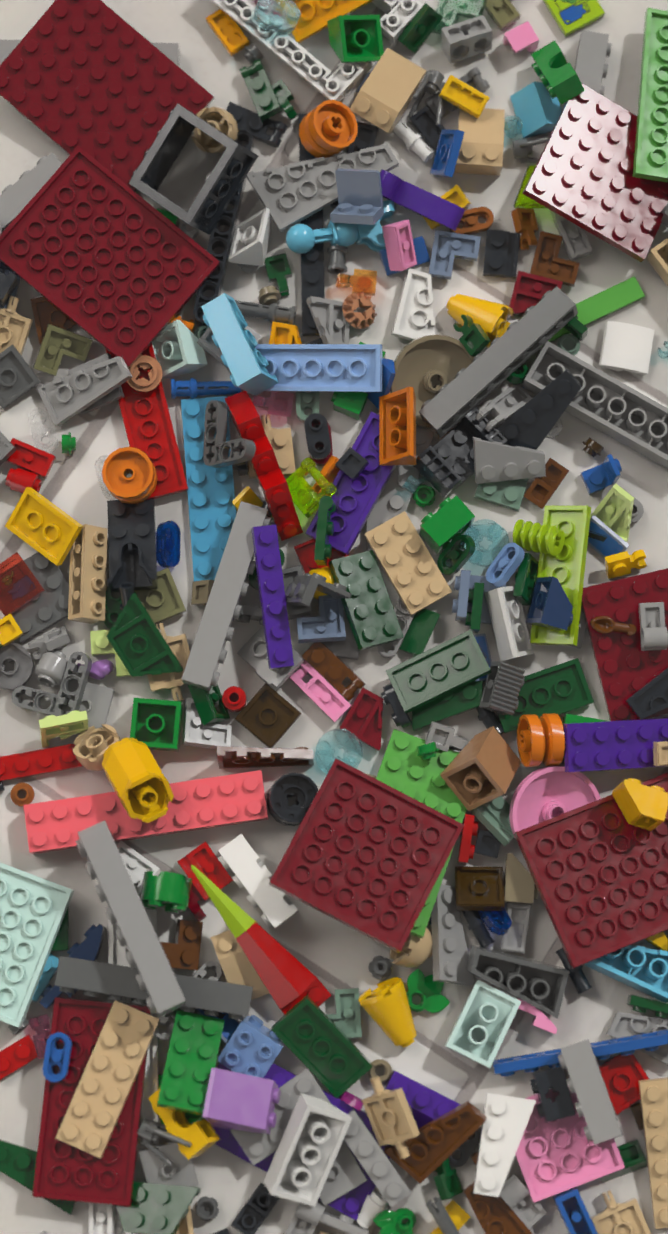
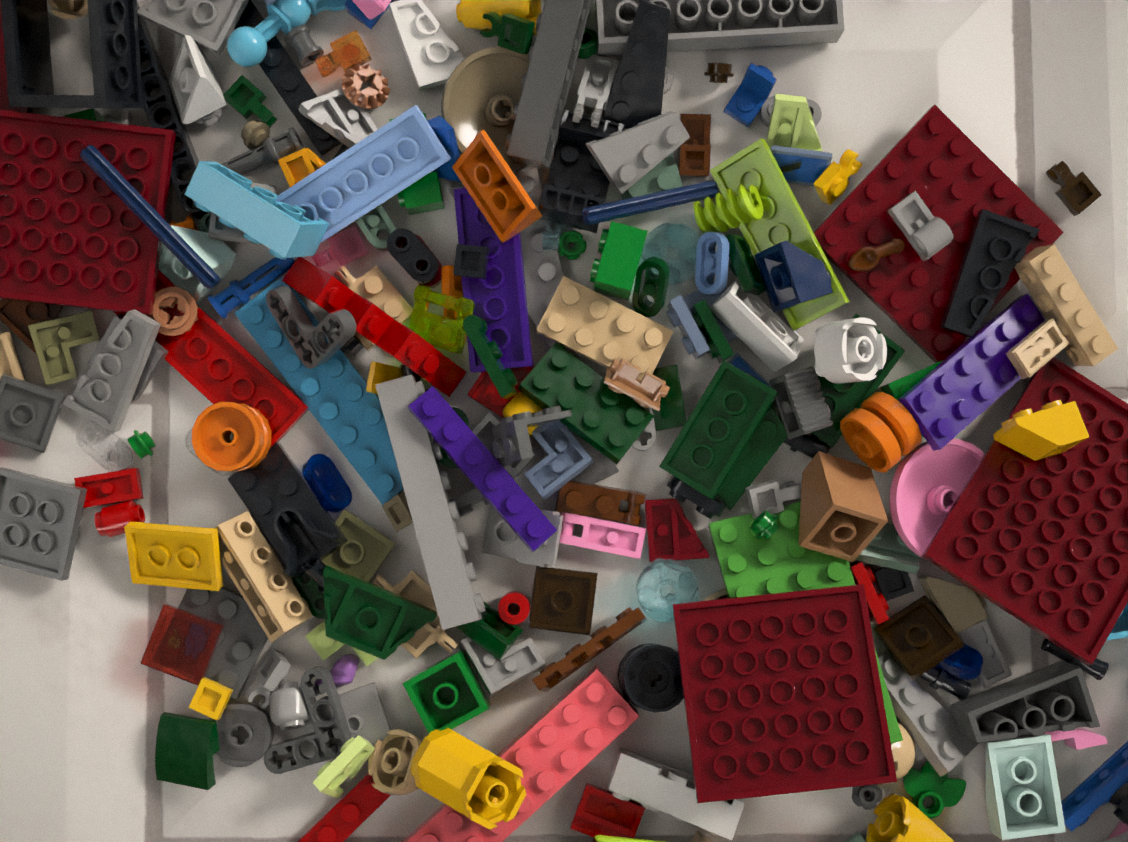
camera: 30 degrees left, 5 degrees up
(170, 307) = (149, 216): none -> dark blue axle
(408, 618) = (622, 378): none -> medium nougat hinge
(490, 500) = (649, 202): none -> dark blue axle
(553, 674) = (849, 350): none -> white brick

